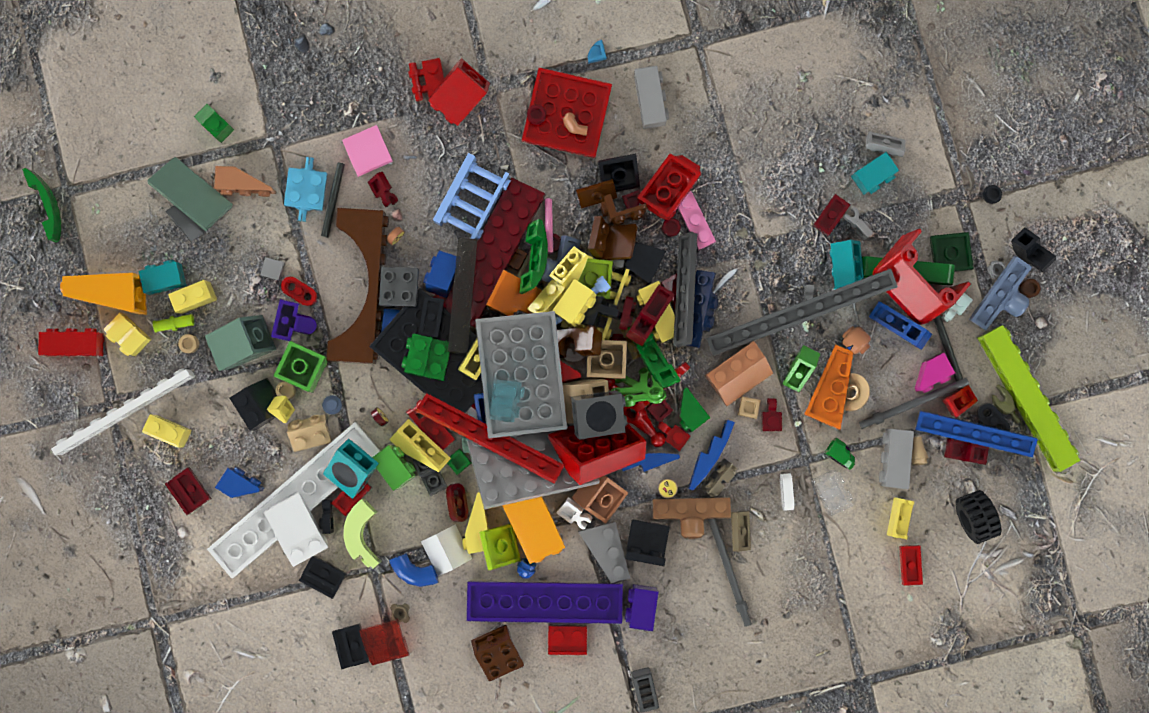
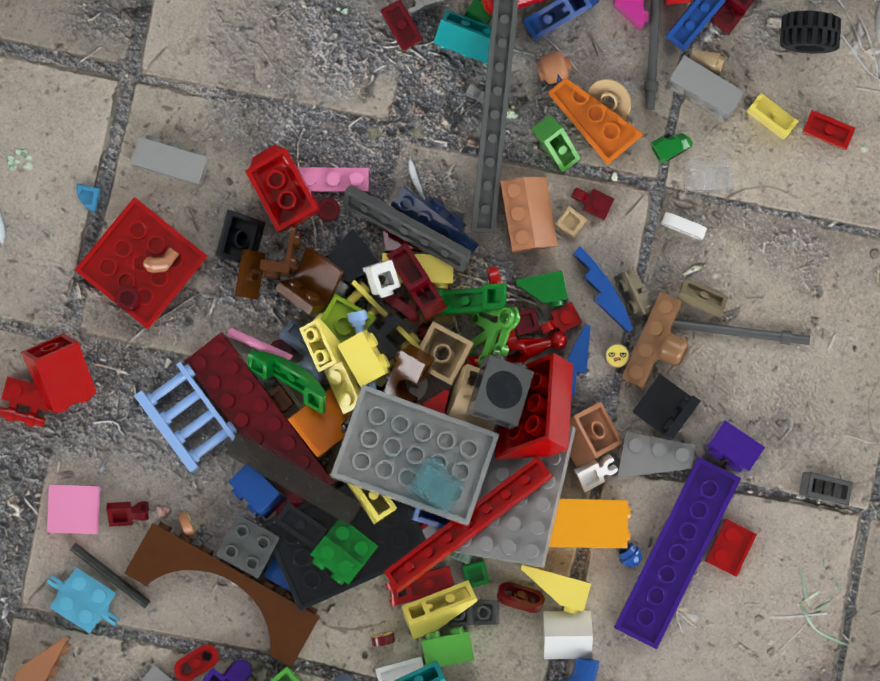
camera: 65 degrees left, 0 degrees up
(496, 653) = (708, 632): reddish brown bracket -> none
(500, 546) = (592, 572): lime tile -> none
(630, 199) = (276, 240): dark red tile -> none
(647, 289) = (387, 272): none -> white brick

